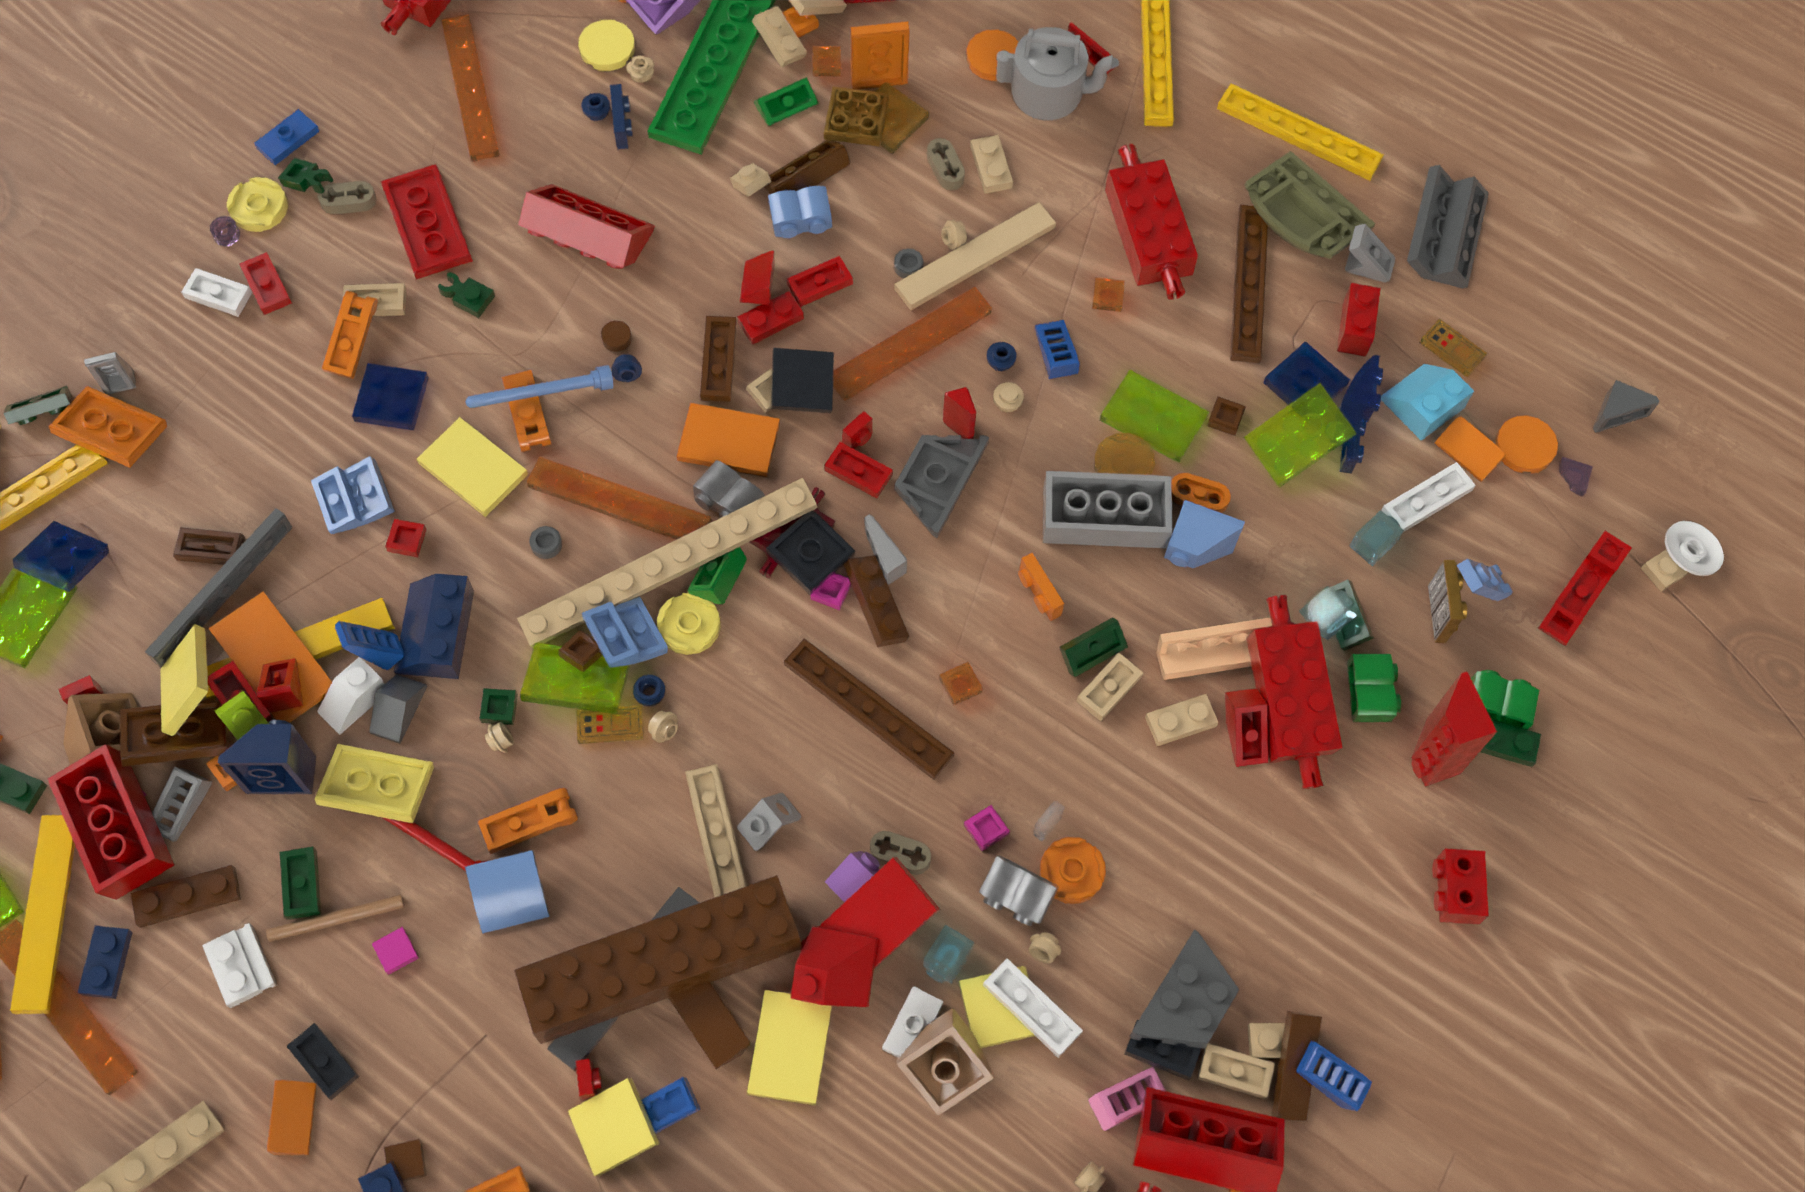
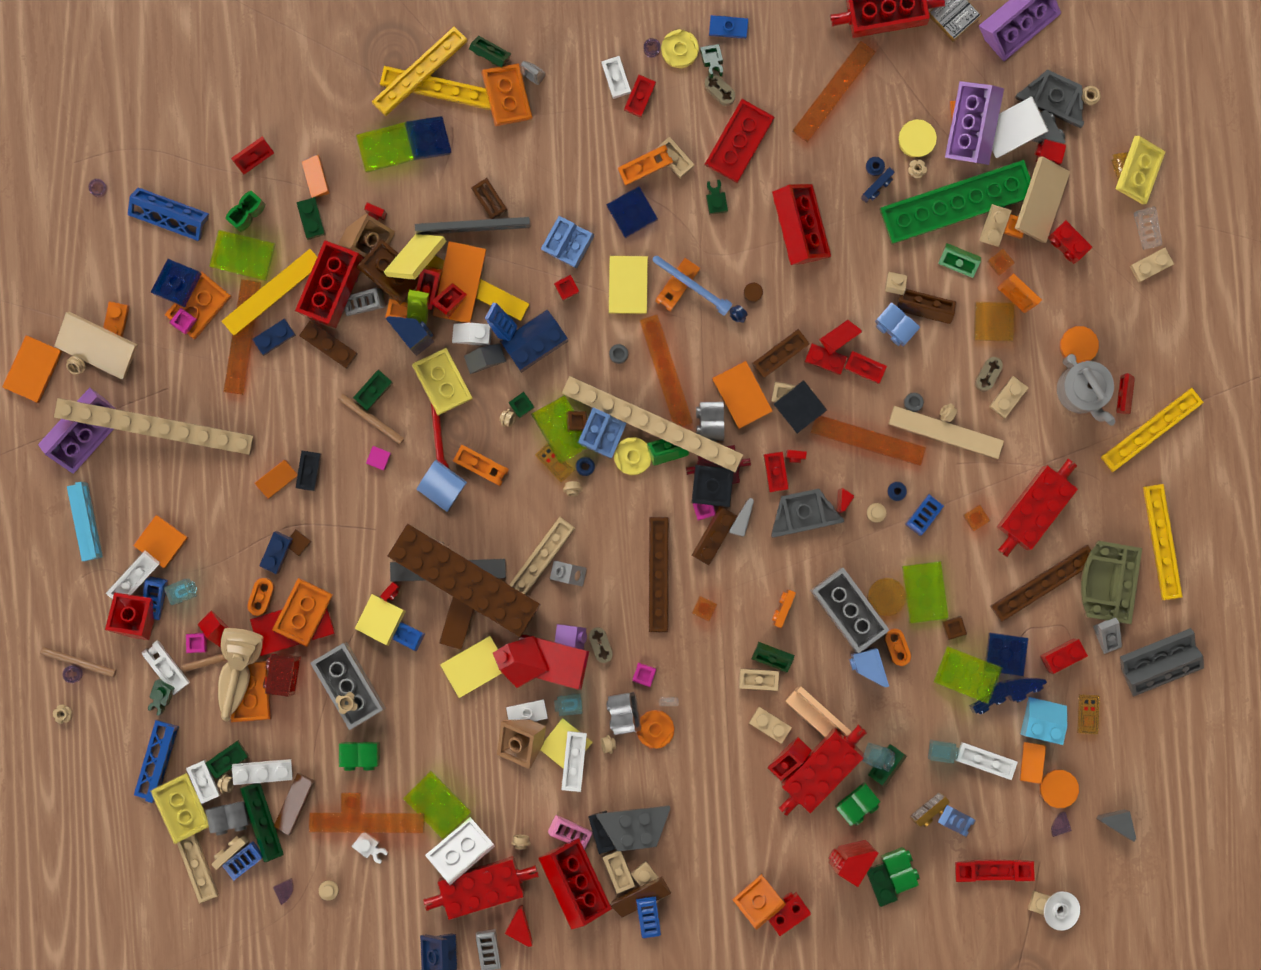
camera: 50 degrees right, 20 degrees up
(239, 965) = (318, 396): white plate -> none
(856, 116) = (977, 306): pearl gold tile -> none
(1418, 910) = (759, 902): none -> orange tile

